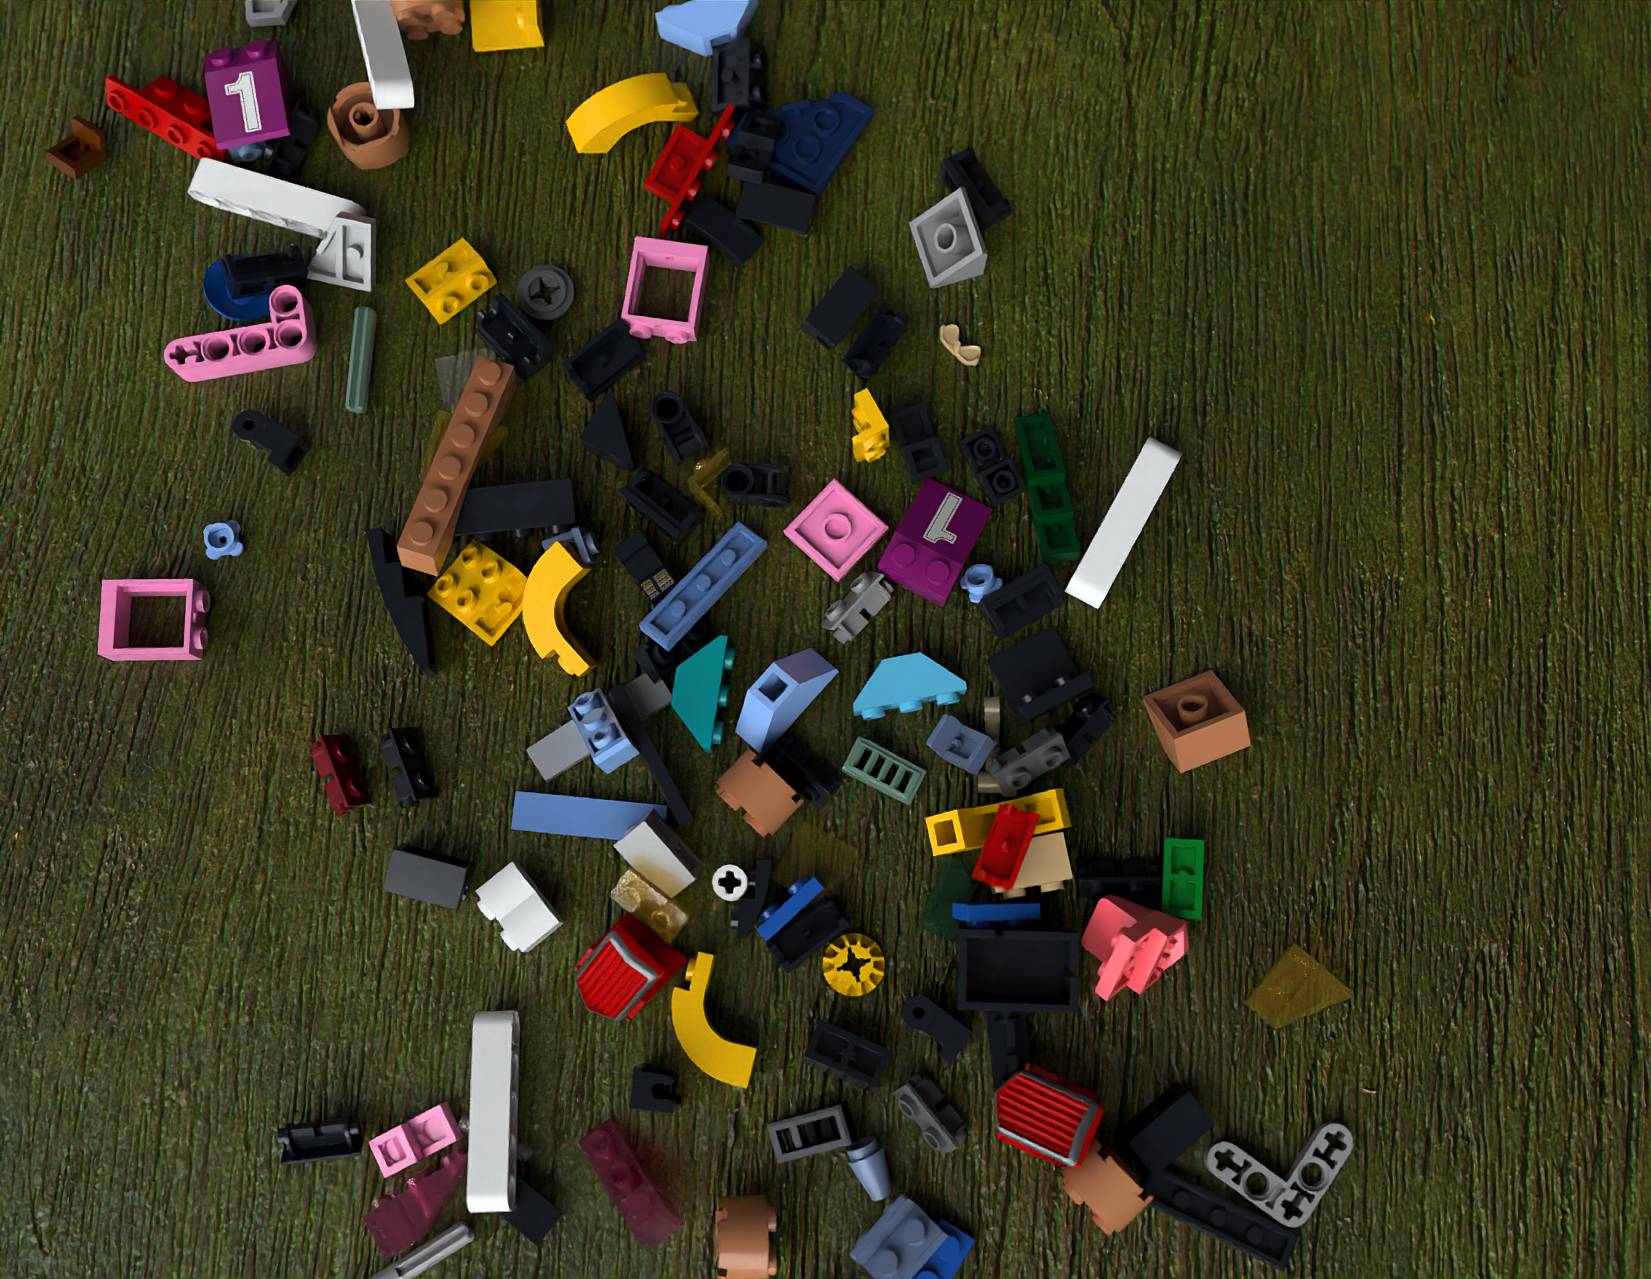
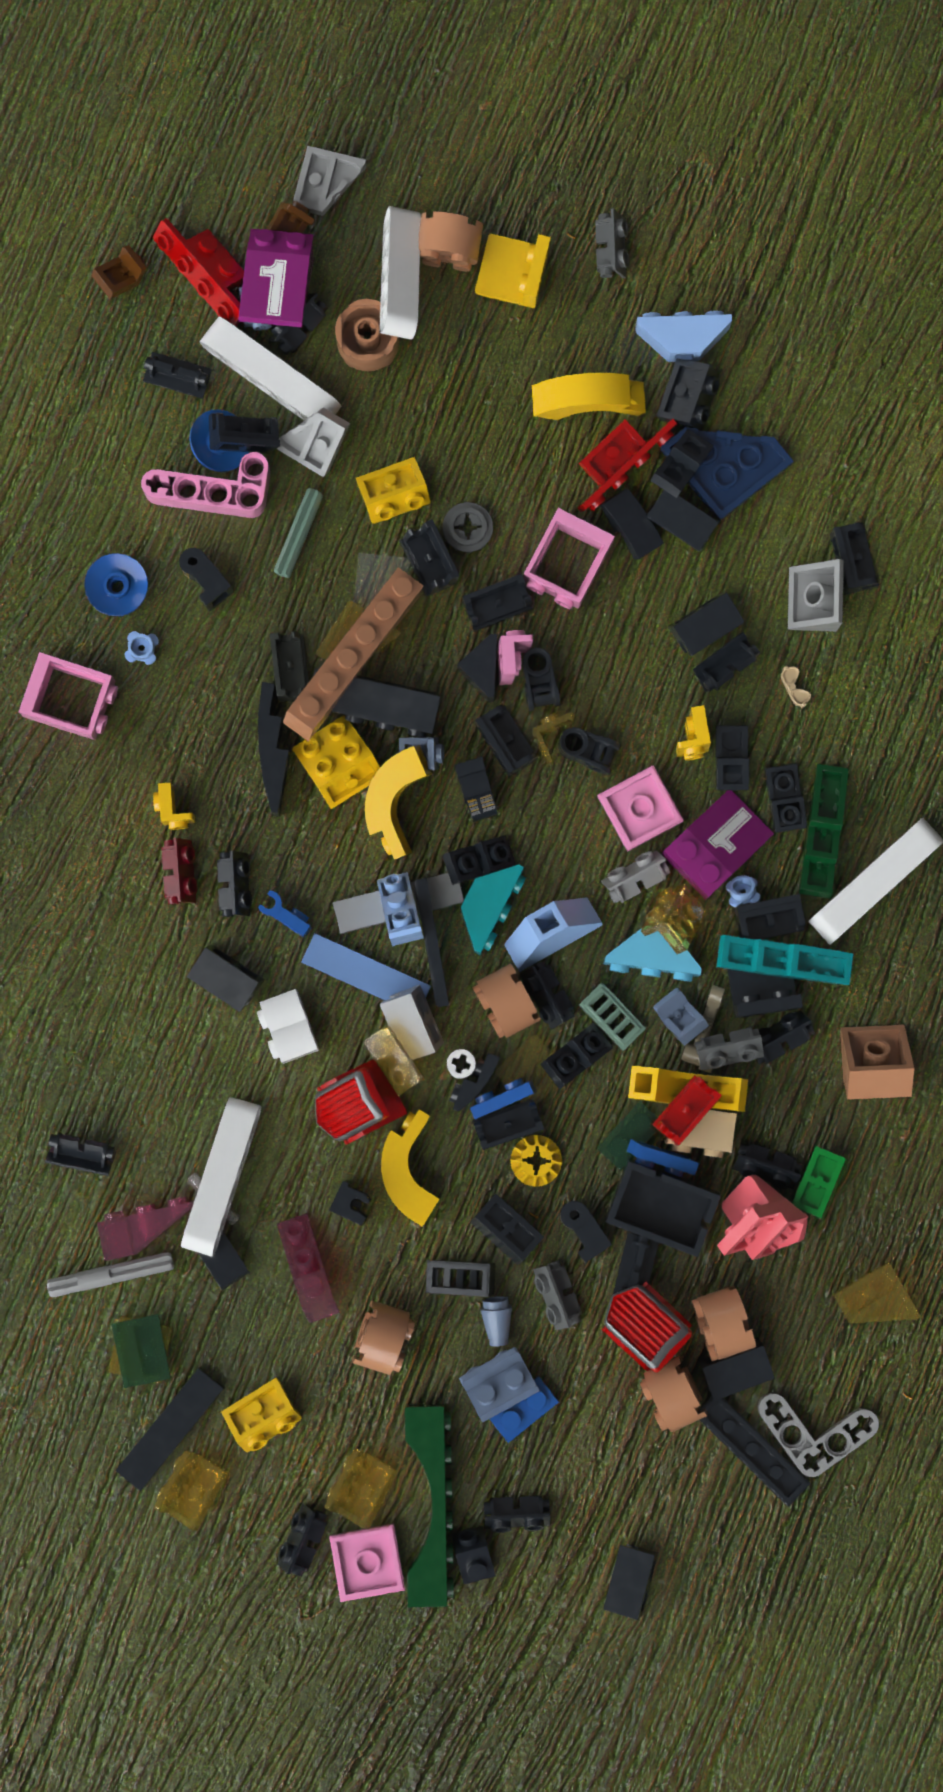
camera: 15 degrees right, 5 degrees up
(160, 469) = (107, 572): none -> blue dish
(174, 236) = (176, 375): none -> black hinge
(249, 28) = (291, 218): none -> reddish brown bracket
(301, 702) = (165, 803): none -> yellow bracket
(390, 498) = (289, 665): none -> pearl dark grey hinge
(415, 1139) = (152, 1178): bright pink slope -> none
(487, 783) = (293, 920): none -> blue plate
(634, 401) = (509, 654): none -> bright pink bracket
(703, 586) = (518, 818): medium blue tile -> none
(858, 829) = (576, 1056): none -> black slope
(916, 633) = (676, 917): none -> clear yellow bracket
(1054, 641) = (784, 960): none -> teal slope
(1134, 1080) = (723, 1323): none -> nougat brick

